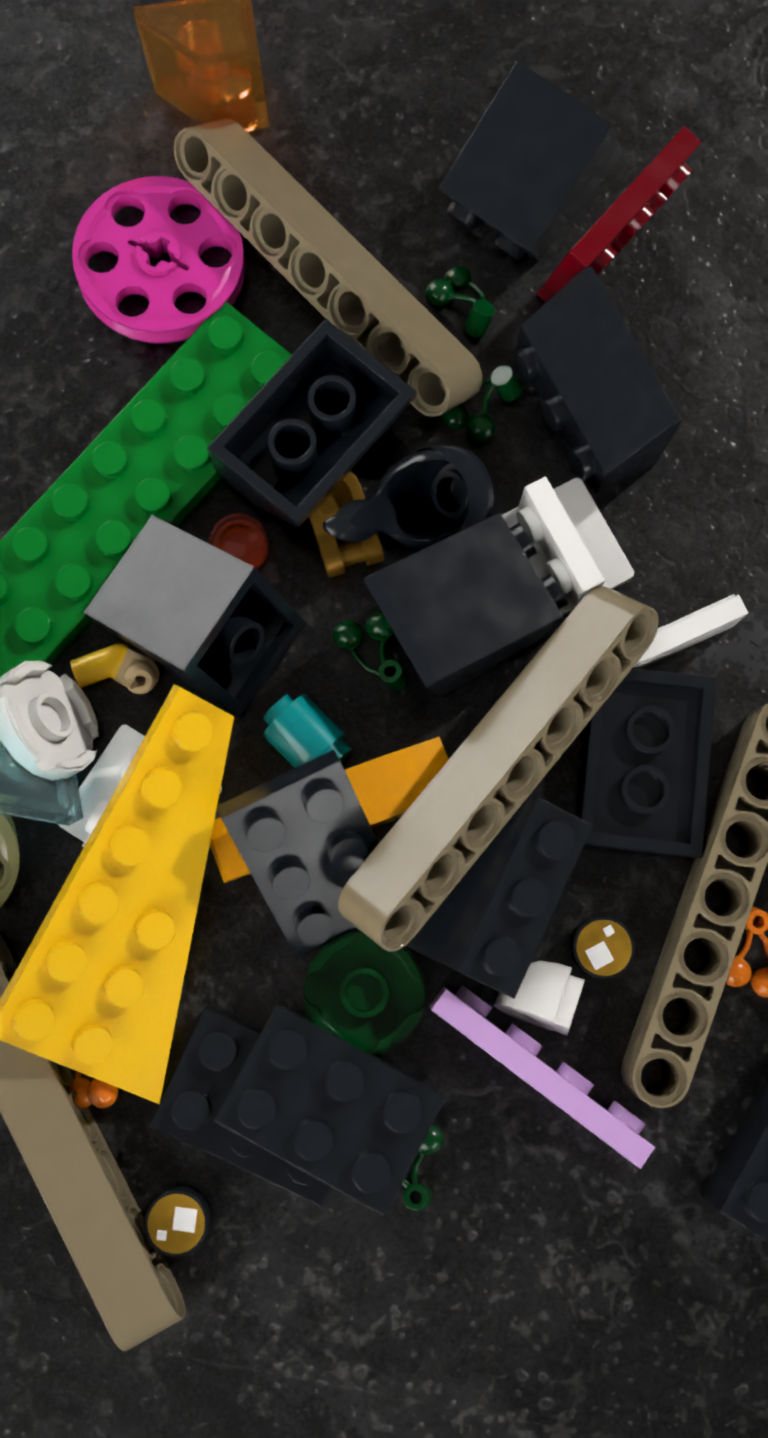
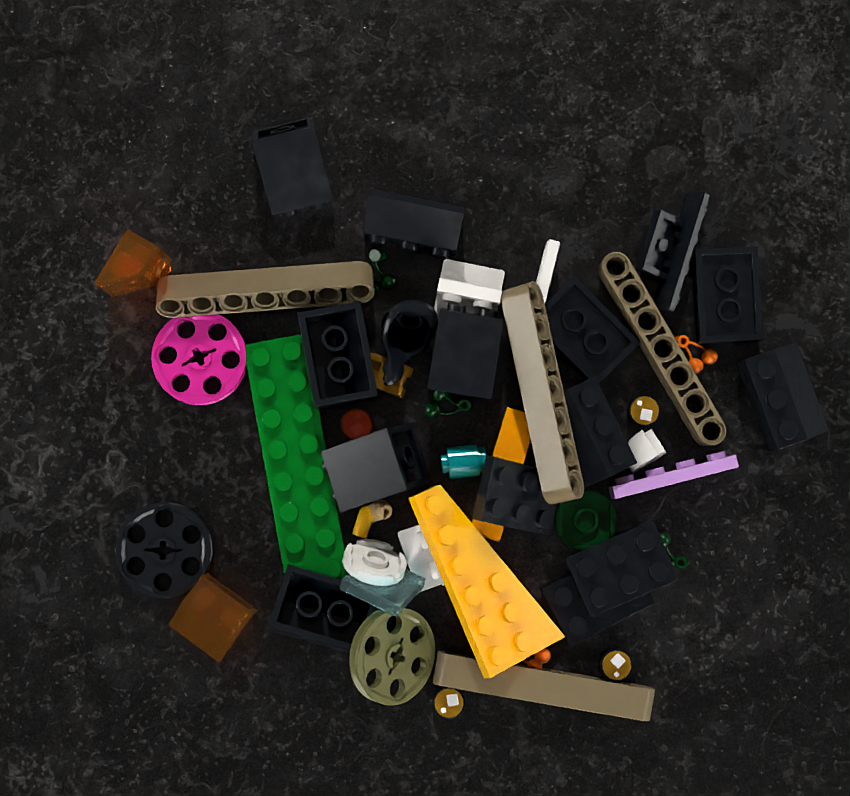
camera: 55 degrees left, 5 degrees up
(441, 292) = (313, 248): dark green piece -> none
(627, 213) = (350, 152): dark red plate -> none

